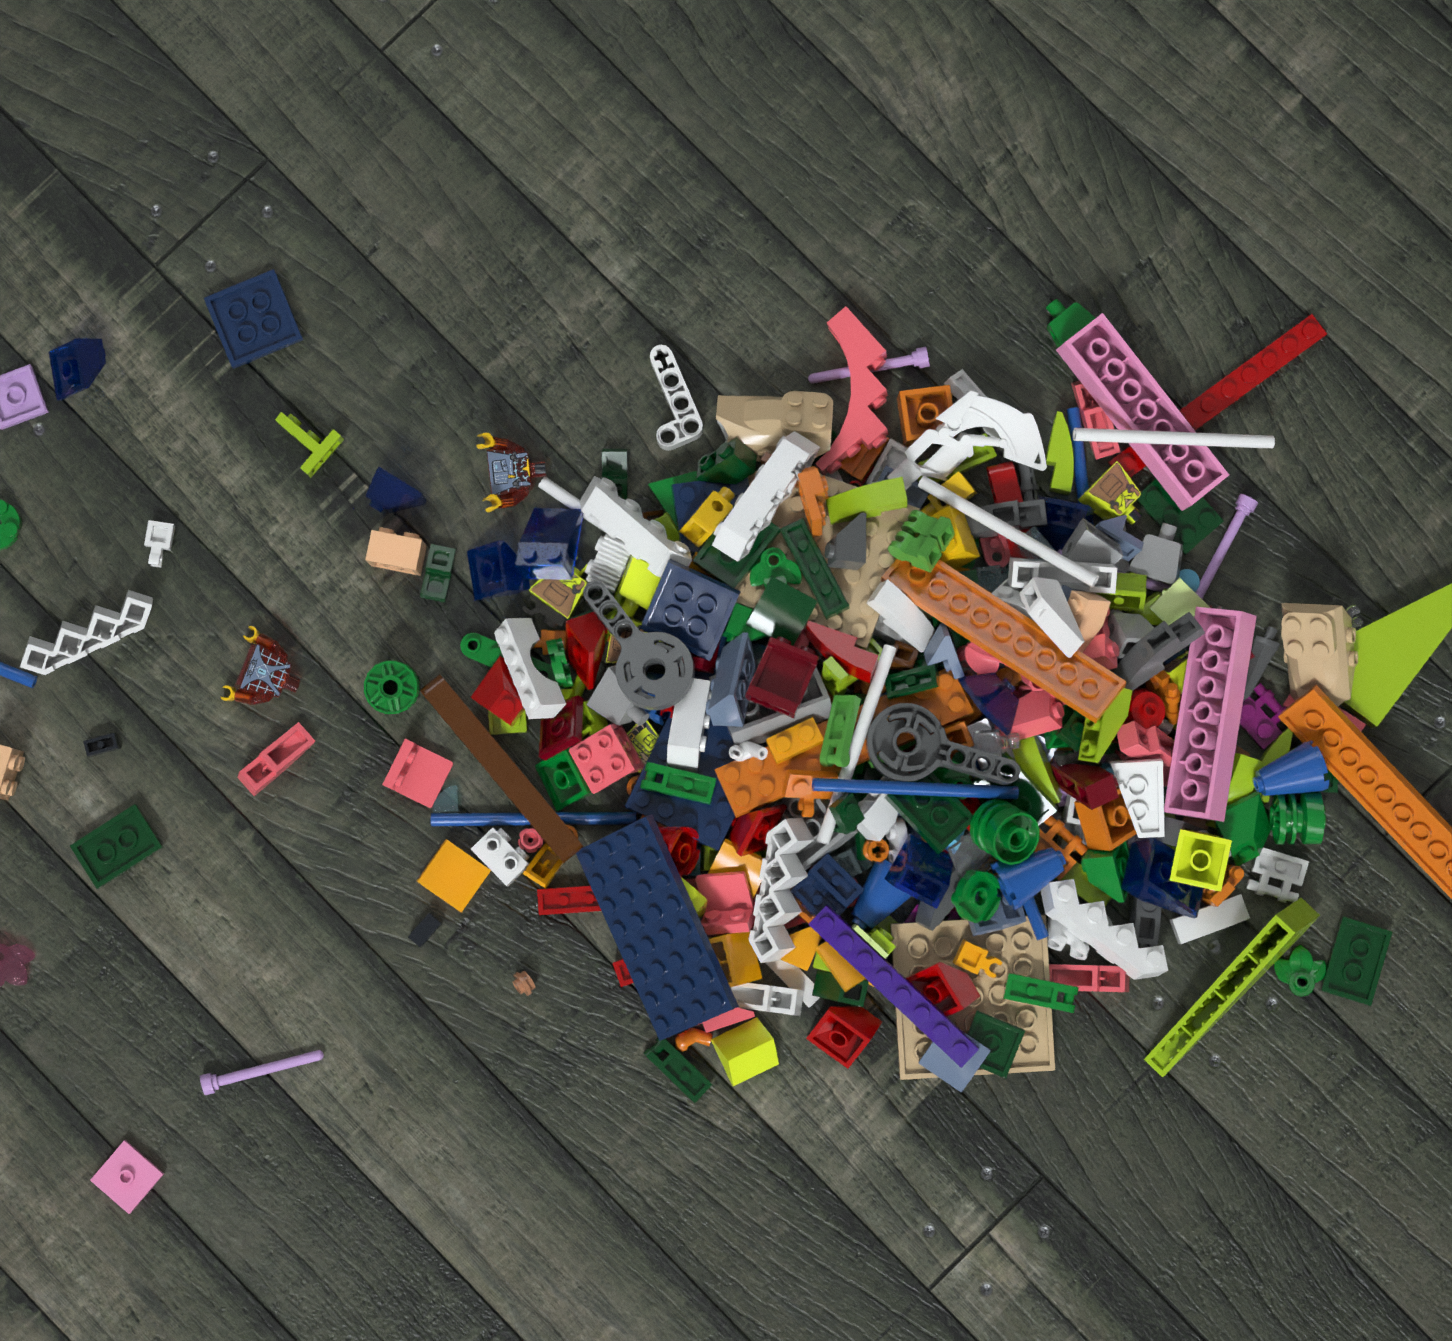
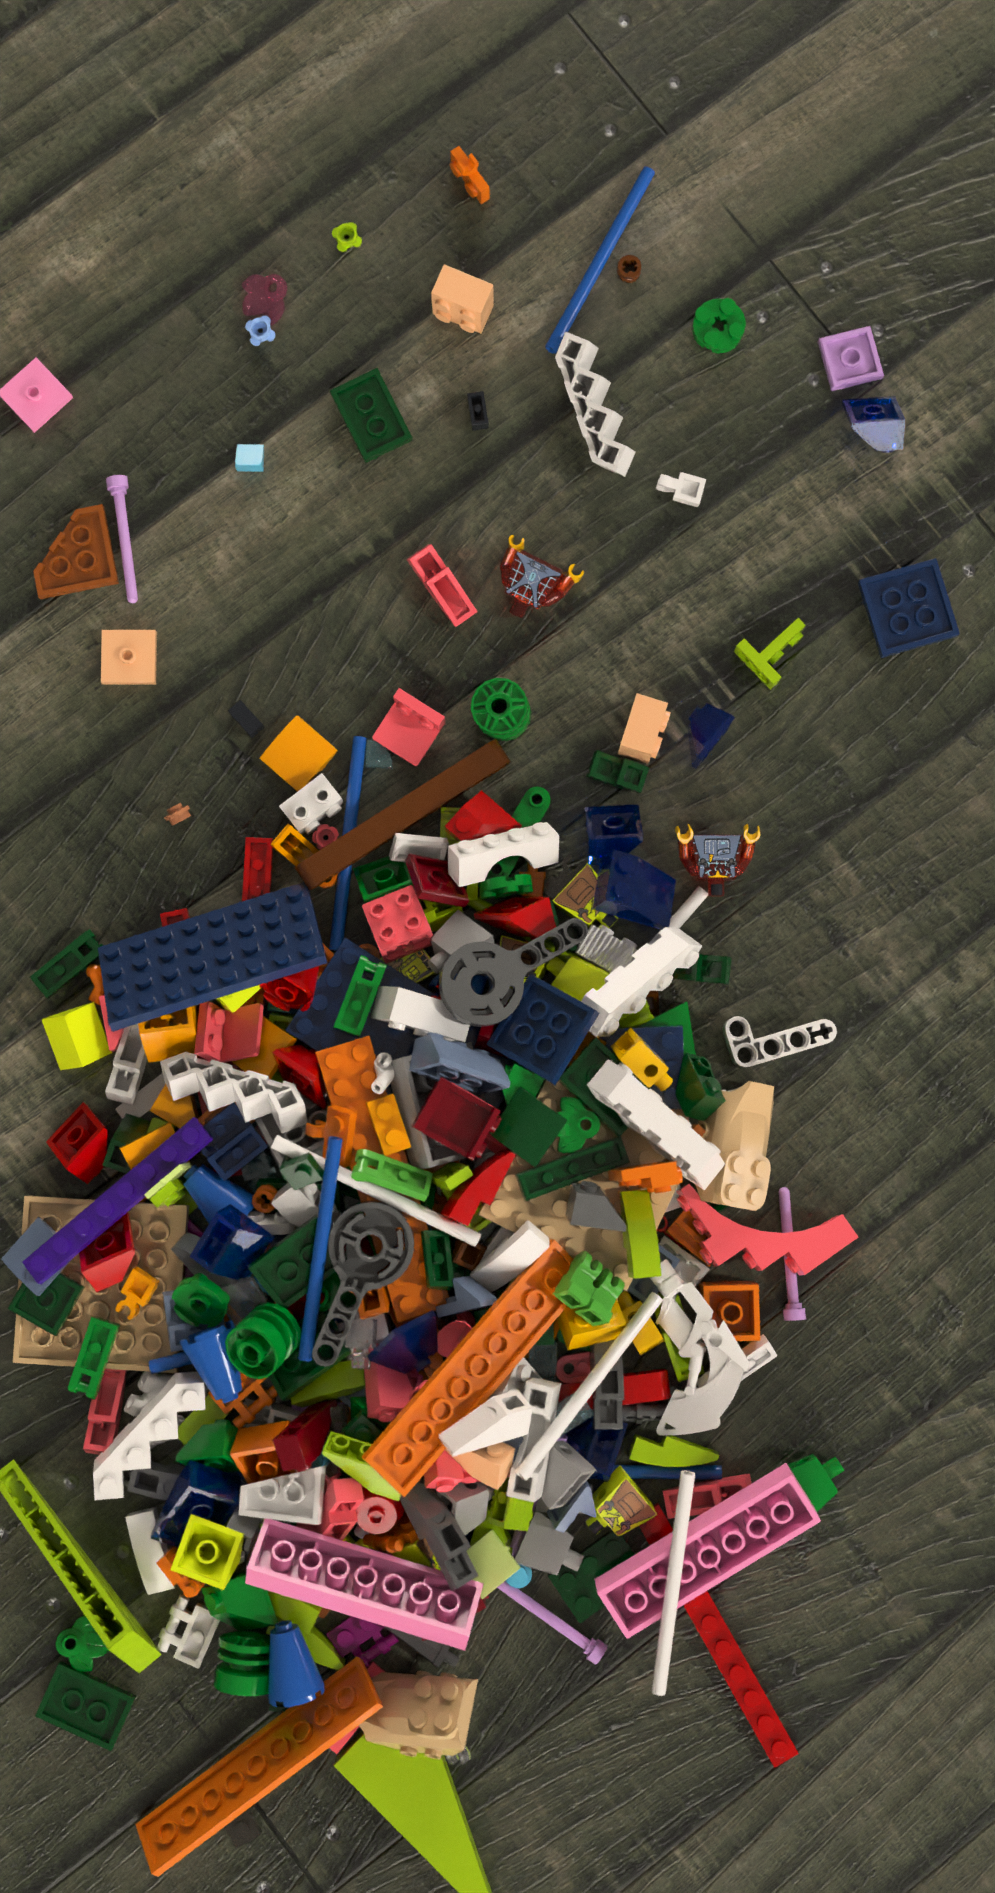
camera: 95 degrees right, 0 degrees up
(34, 962) = (260, 323): none -> light blue plate
(169, 959) = (250, 457): none -> medium azure slope
(283, 1111) = (78, 557): none -> dark orange plate
(376, 1051) = (128, 657): none -> light nougat plate
(529, 750) = (418, 845): none -> white plate

